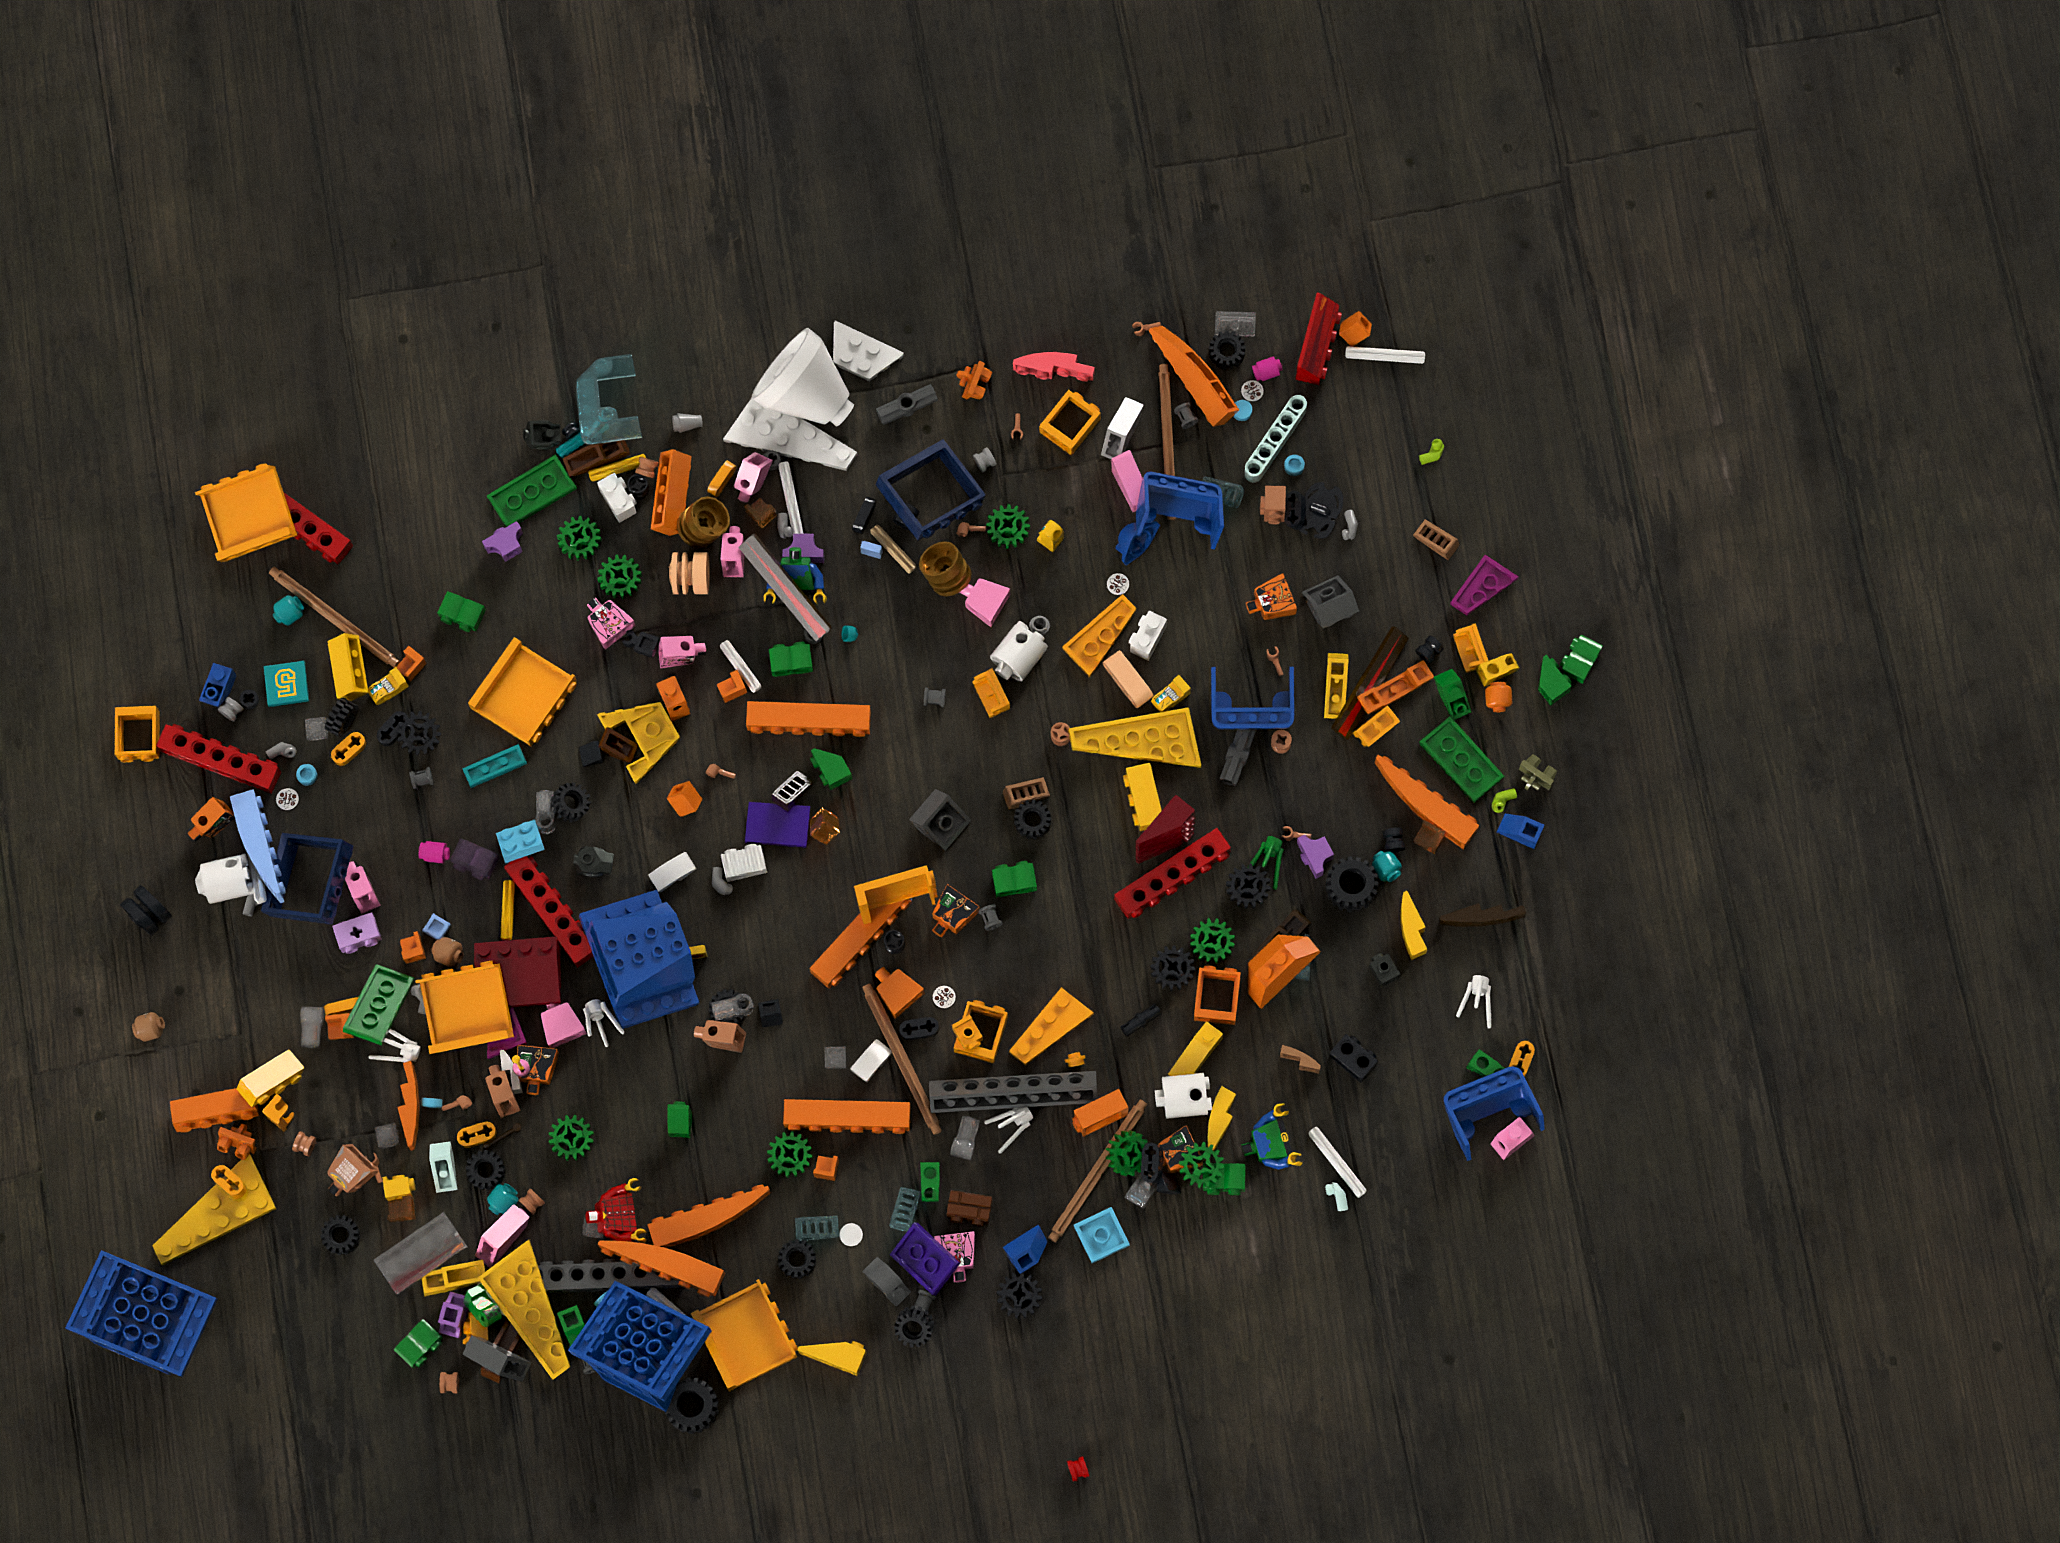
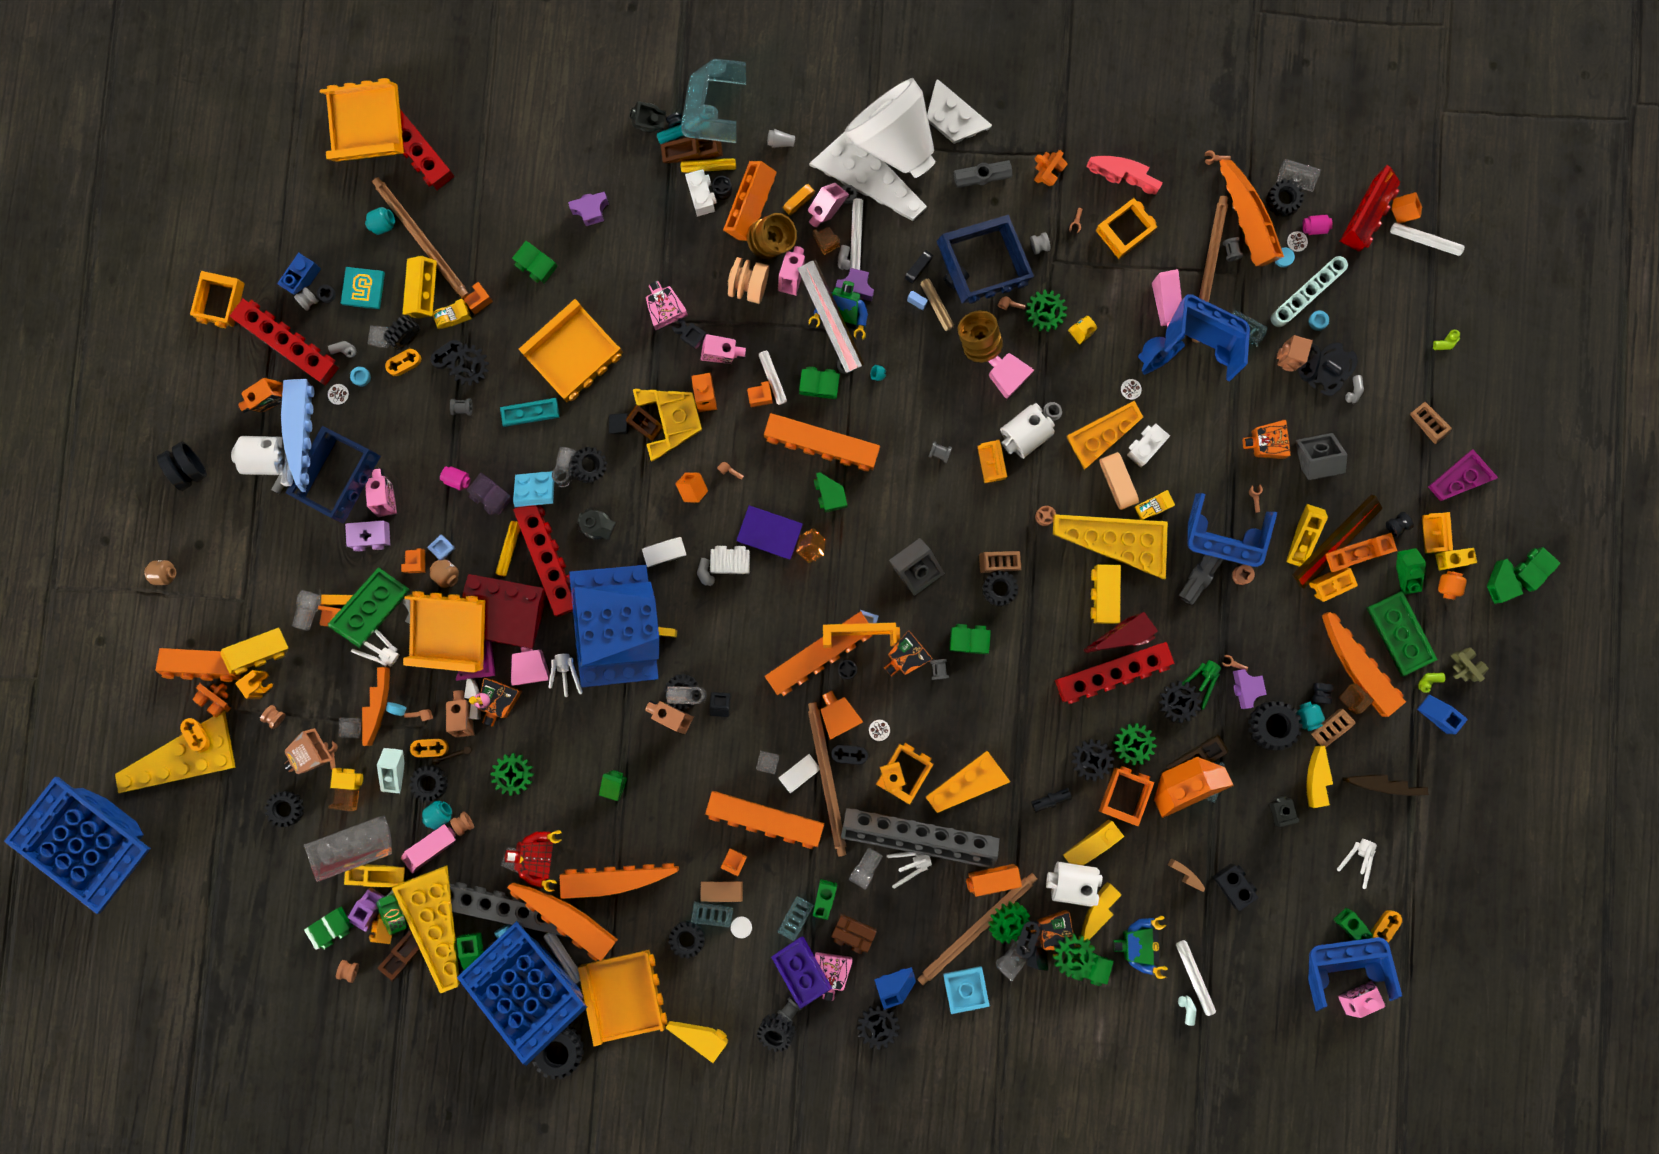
camera: 10 degrees right, 10 degrees up
(496, 1358) = (390, 968): dark grey slope -> none
(532, 491) = (626, 167): green tile -> none
(581, 530) = (661, 213): green gear -> none
(615, 583) = (689, 261): green gear -> none
(647, 467) = (733, 171): nougat wheel -> none
(787, 804) = (775, 508): slope -> none
(796, 1149) = (696, 845): green gear -> none
(820, 1201) = (721, 891): none -> medium nougat slope
(887, 1281) = (761, 982): dark grey brick -> none
(1075, 1059) = (983, 821): light orange plate -> none
(1122, 428) = (1172, 247): slope -> none
(1408, 869) = (1337, 733): none -> medium nougat slope

